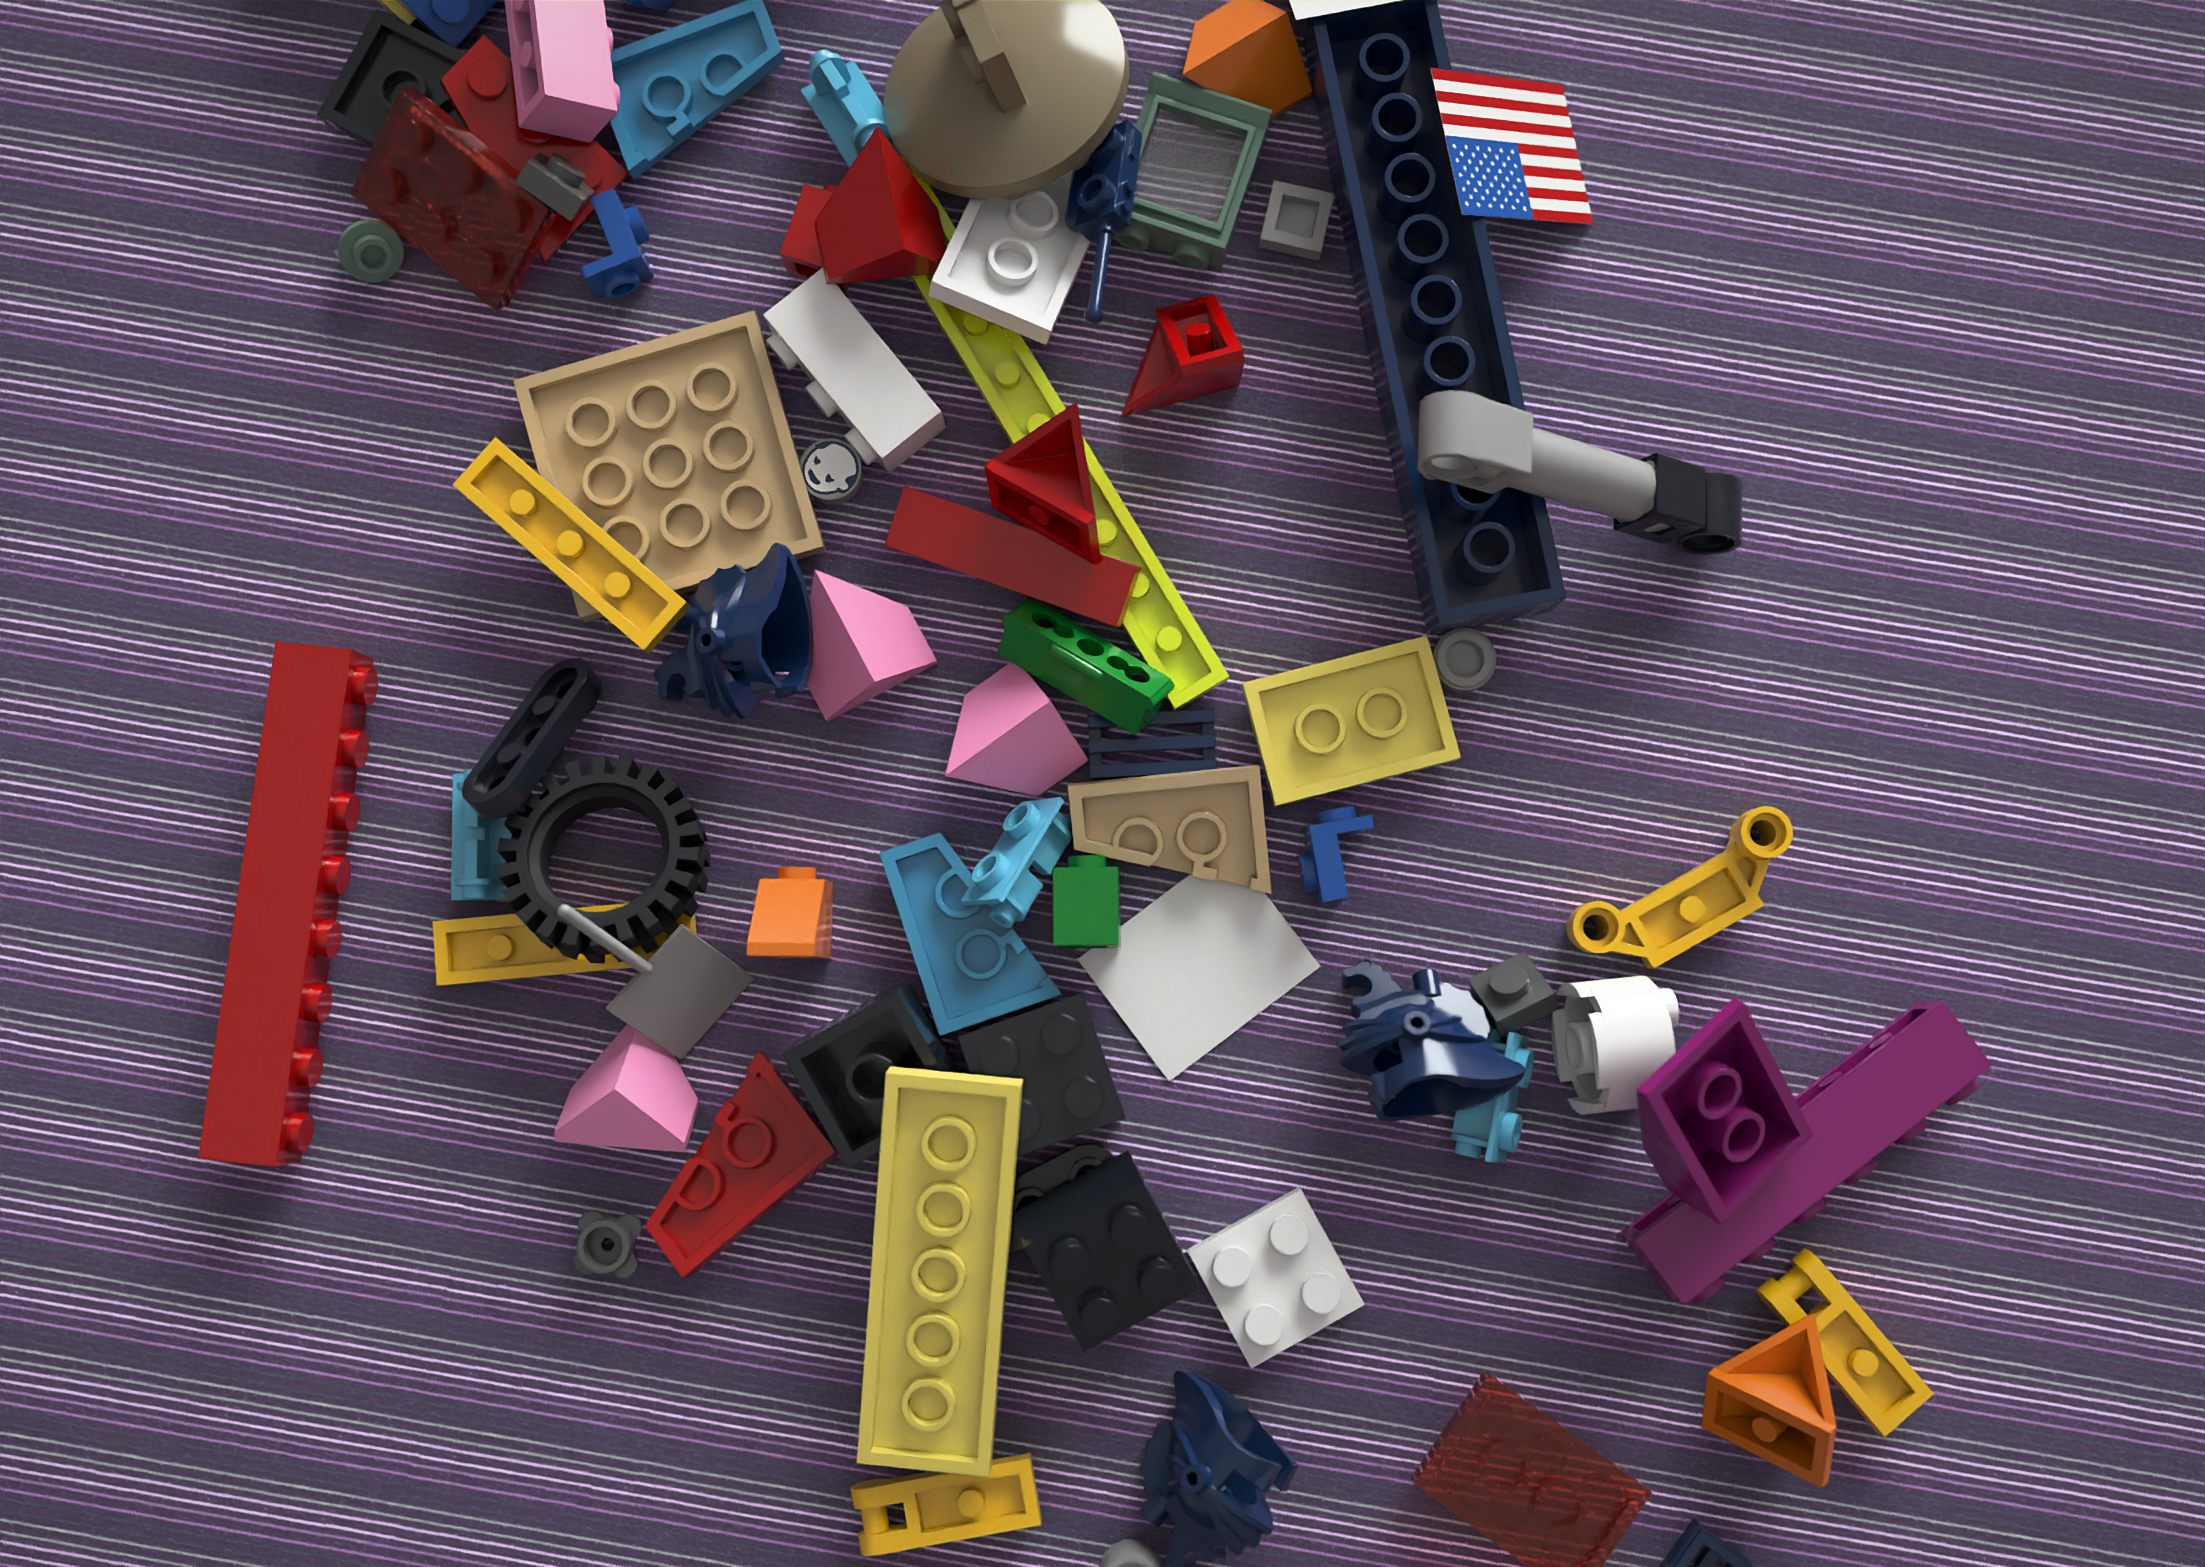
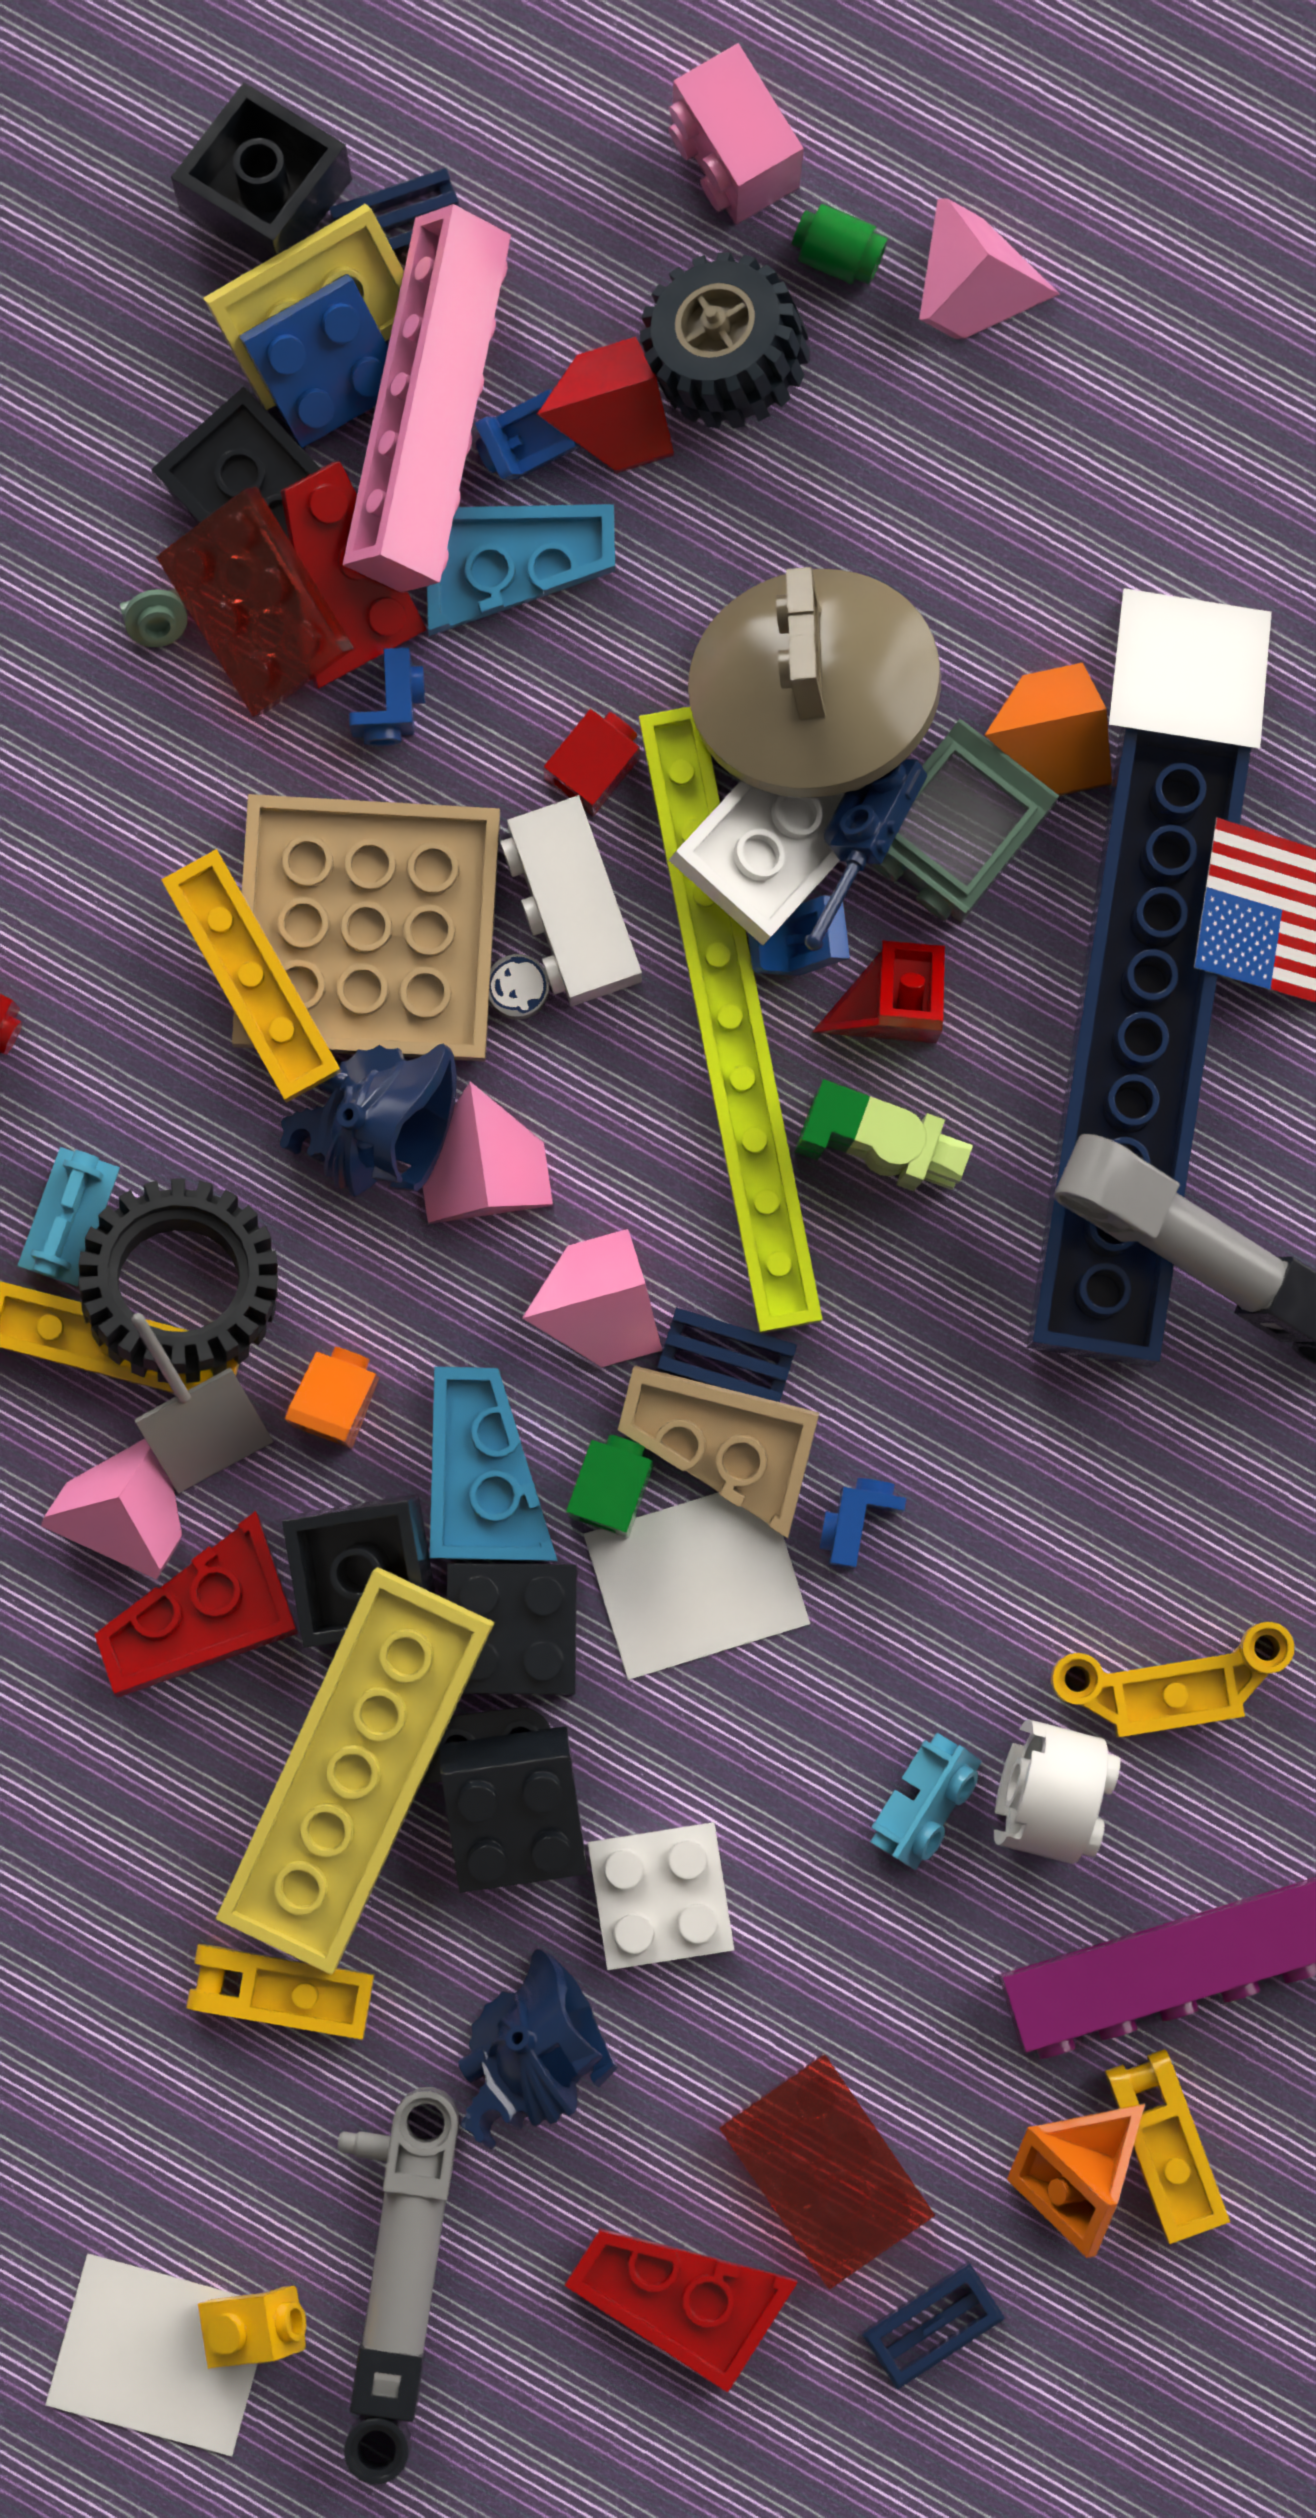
camera: 15 degrees right, 0 degrees up
(532, 739) = (151, 1143): black plate -> none
(556, 184) = (357, 628): dark grey plate -> none
(591, 1254) = (34, 1645): dark grey plate -> none
(844, 103) = (658, 649): medium azure hinge -> none
(879, 221) = (648, 774): red slope -> none
(1011, 557) = (659, 1132): red tile -> none
(1031, 836) = (582, 1403): medium azure hinge -> none
(1048, 485) = (716, 1082): red slope -> none
(1074, 341) = (786, 948): none -> blue bracket
(1083, 665) = (688, 1260): green piece -> none
(1224, 483) = (884, 1136): none -> yellowish green hips
(1296, 220) = (1047, 905): light grey plate -> none
(1350, 721) = (921, 1403): light yellow plate -> none
(1421, 1046) = (874, 1729): dark blue helmet -> none
(1464, 660) = (1051, 1384): light grey tile -> none
(1513, 994) = (979, 1713): dark grey plate -> none
(1720, 1115) = (1115, 1882): magenta slope -> none

